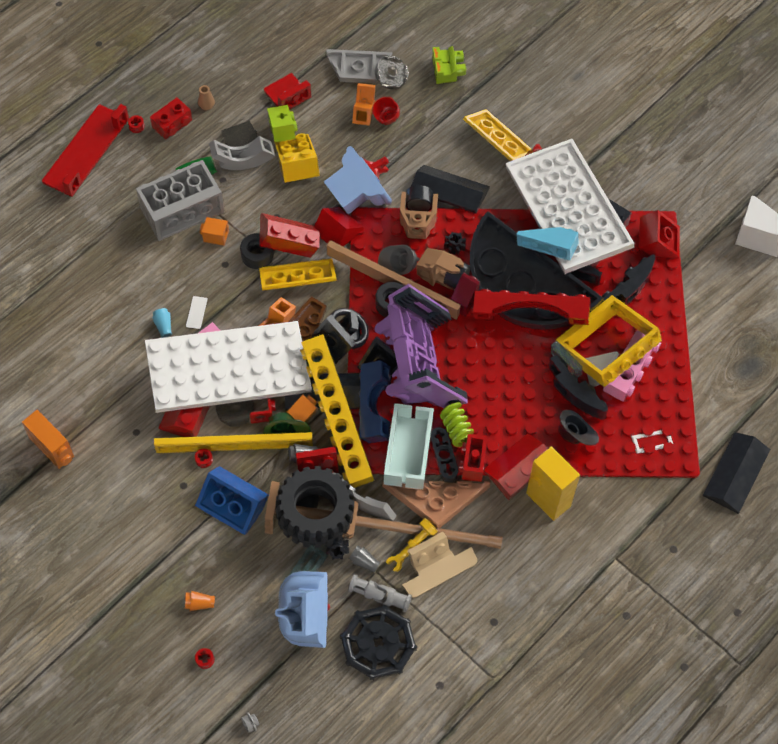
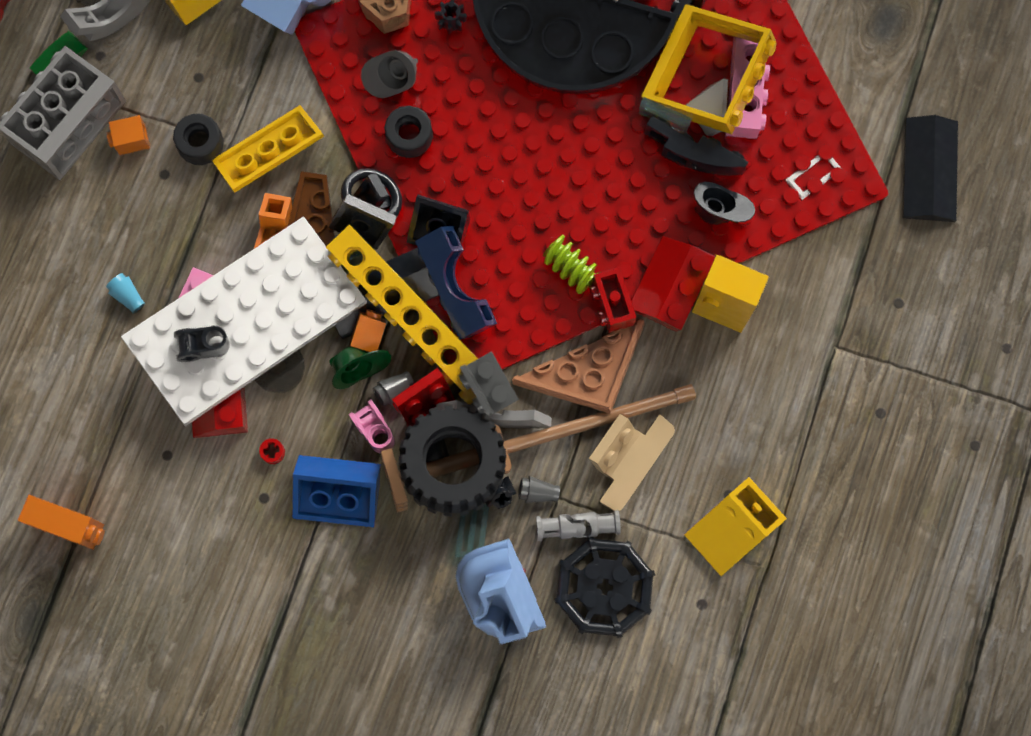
camera: 25 degrees left, 15 degrees up
(188, 362) = (198, 343): none -> black piece
(196, 312) = (161, 257): white sticker -> none
(198, 601) = (360, 640): orange cone -> none
(208, 652) = (403, 716): red bush -> none
(232, 442) = (299, 415): yellow tile -> none
(271, 405) = (321, 361): red bracket -> none
(276, 468) = (370, 424): none -> bright pink piece
(288, 236) = (230, 100): red slope -> none
(337, 226) = (286, 60): red slope -> none
(362, 471) = (488, 384): none -> dark grey bracket
(385, 275) = (391, 101): medium nougat tile -> none
(408, 446) = (526, 322): light aqua piece -> none
(411, 339) = (460, 176): medium lavender container -> none
(428, 529) = (601, 419): yellow piece -> none
(441, 268) = (454, 61): medium nougat piece -> none
(446, 446) = (553, 300): black beam -> none
(465, 293) = (499, 84): dark red slope -> none
(487, 641) = (735, 526): none -> yellow slope
(489, 304) = (649, 46): red arch -> none

